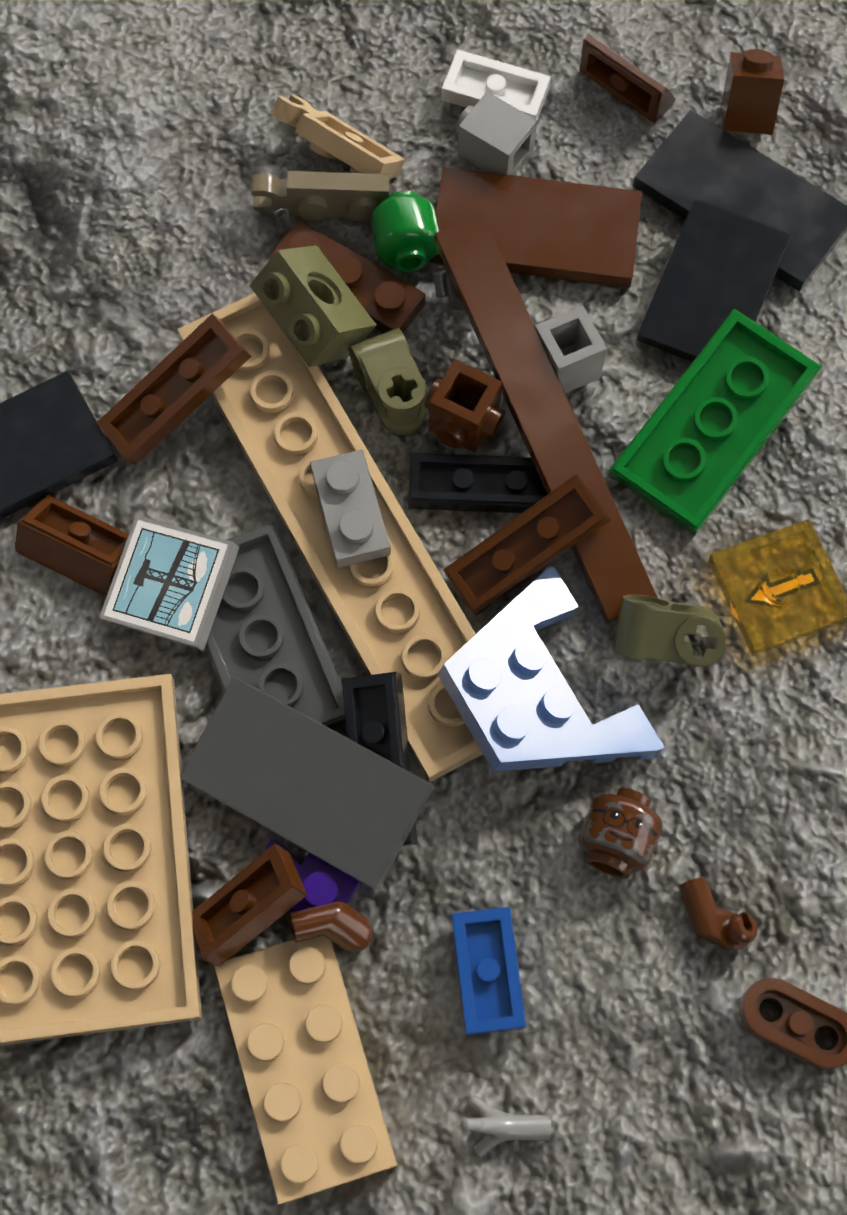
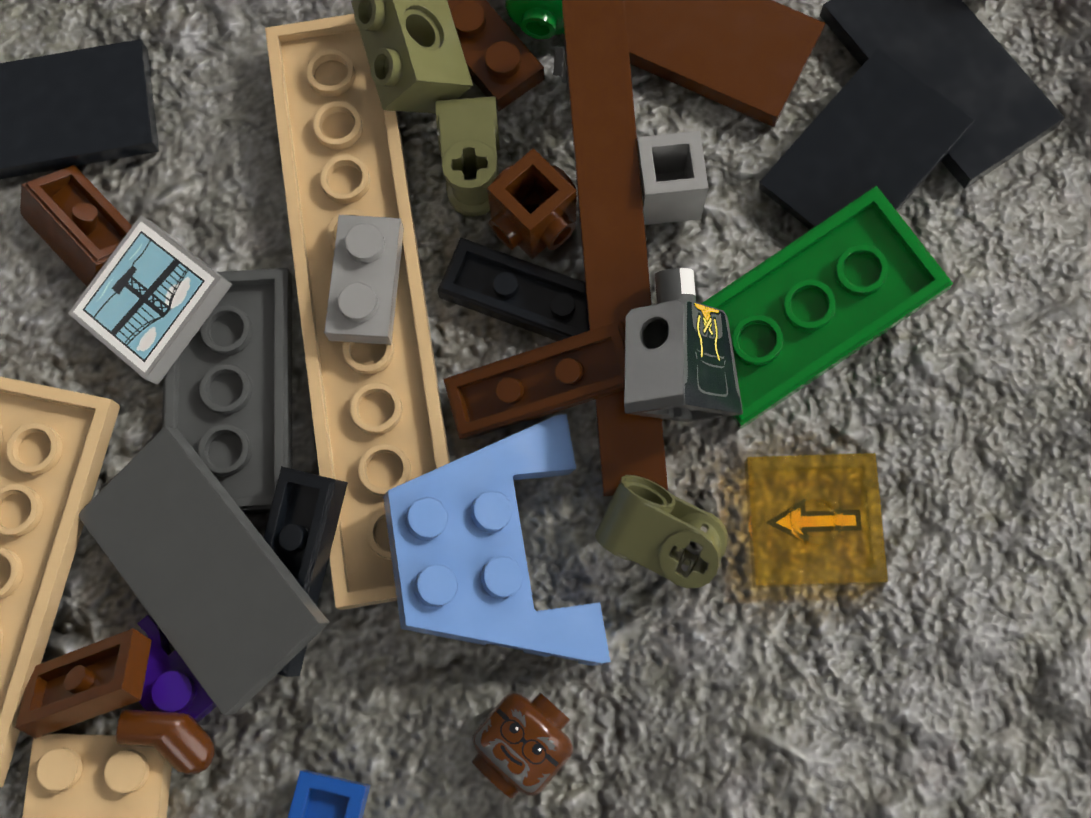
camera: 25 degrees right, 5 degrees up
(173, 389) = (233, 90): reddish brown plate -> none
(633, 486) = (679, 356): none -> dark grey torso

